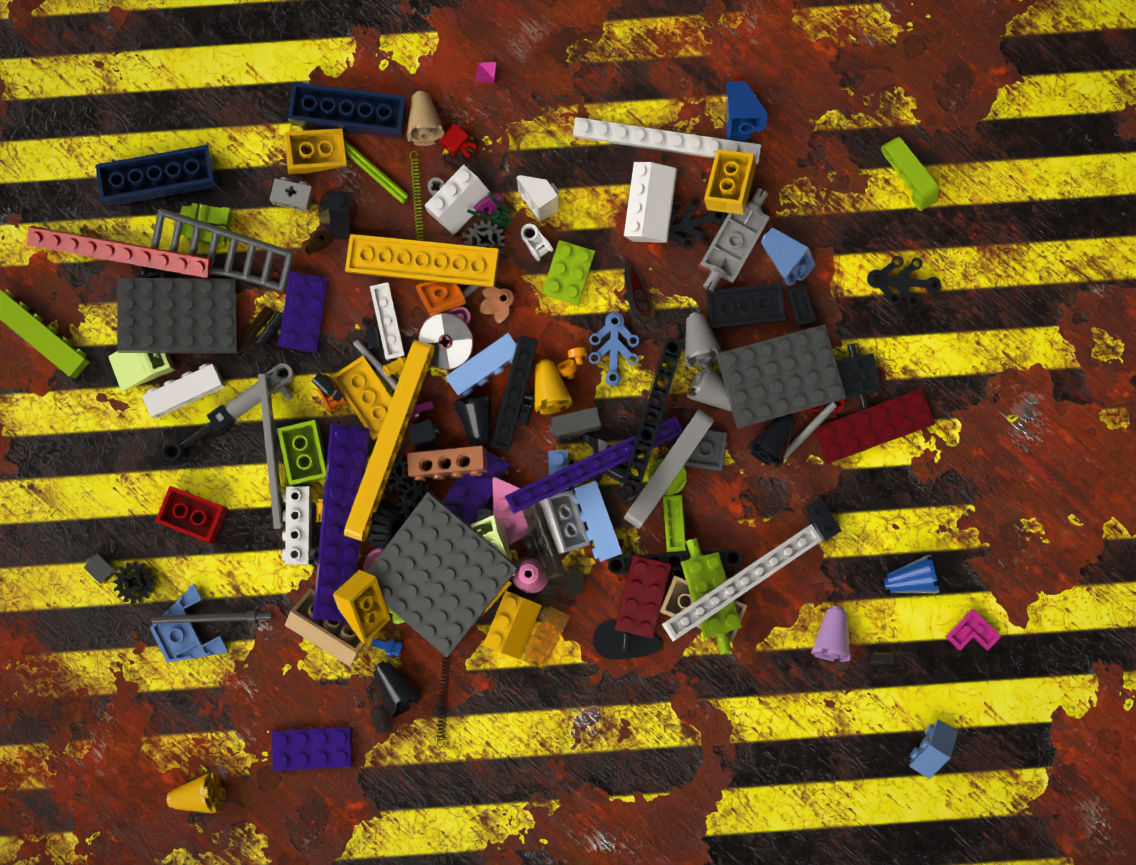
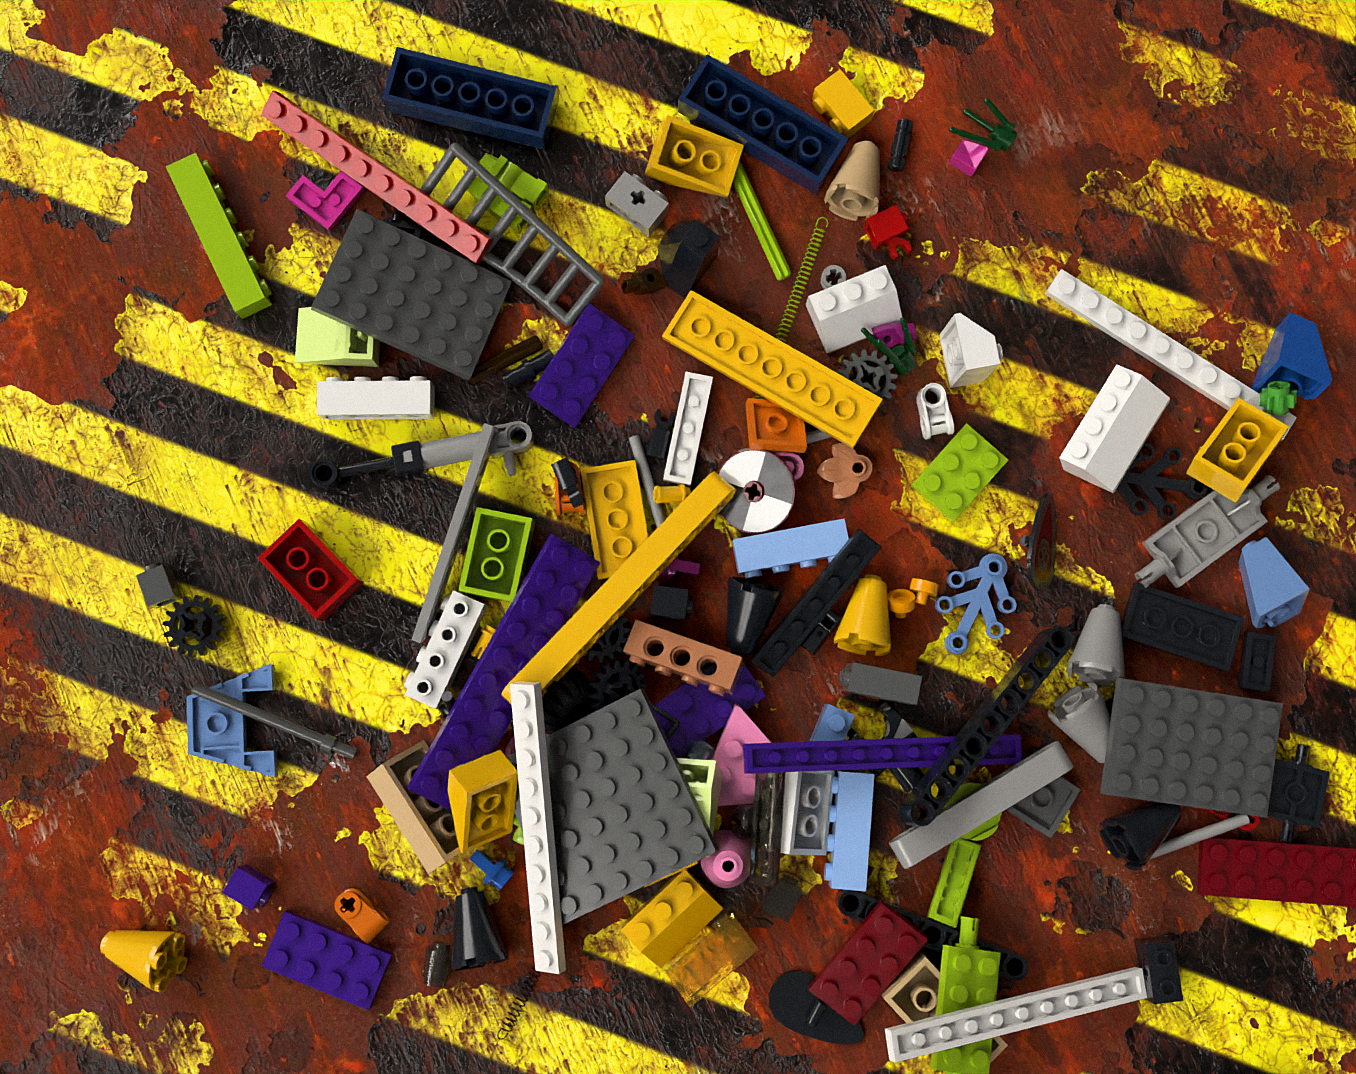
camera: 20 degrees right, 0 degrees up
(97, 283) = (329, 205): none -> dark pink plate
(243, 726) = (249, 887): none -> dark purple brick
(323, 711) = (364, 918): none -> orange piece
(393, 75) = (842, 104): none -> yellow brick
(403, 604) = (538, 826): none -> white plate
(441, 84) = (900, 145): none -> black axle
(501, 49) = (1001, 135): none -> dark green plant
(741, 138) = (1278, 398): none -> bright green gear

